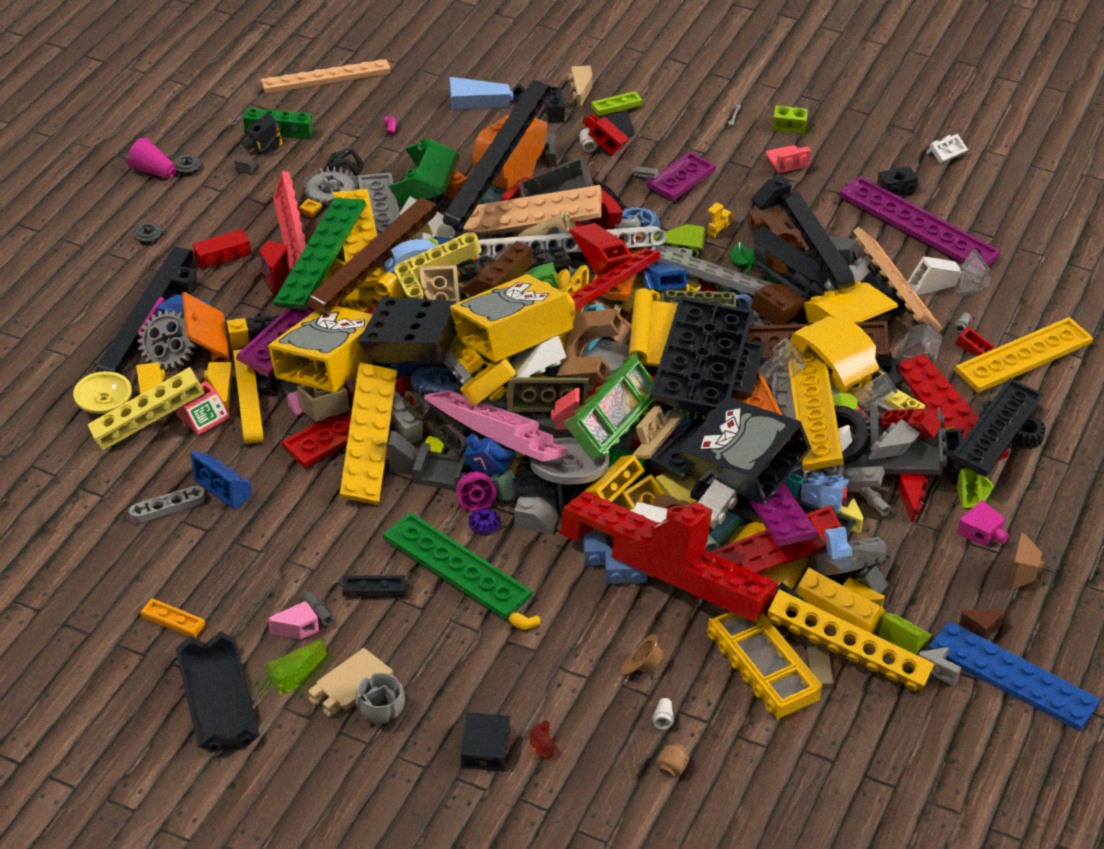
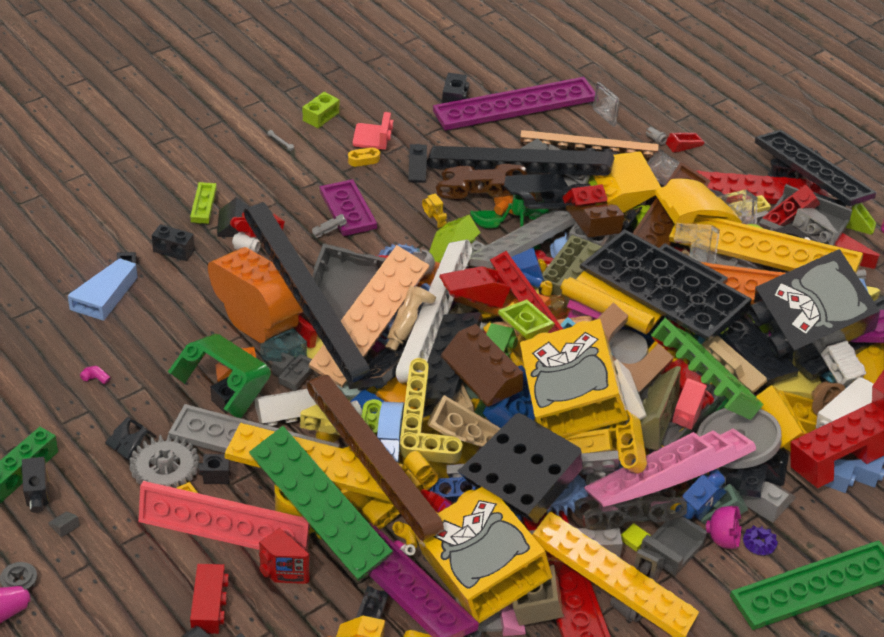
camera: 65 degrees left, 0 degrees up
(563, 273) = (526, 319): none -> lime slope
(580, 83) = (153, 212): tan slope -> none
(756, 164) = (363, 157): none -> yellow beam
(796, 286) = (586, 195): none -> red bracket
(933, 275) = (594, 121): white slope -> none
(947, 148) = (429, 44): white bracket -> none
(1023, 354) = (714, 123): yellow plate -> none

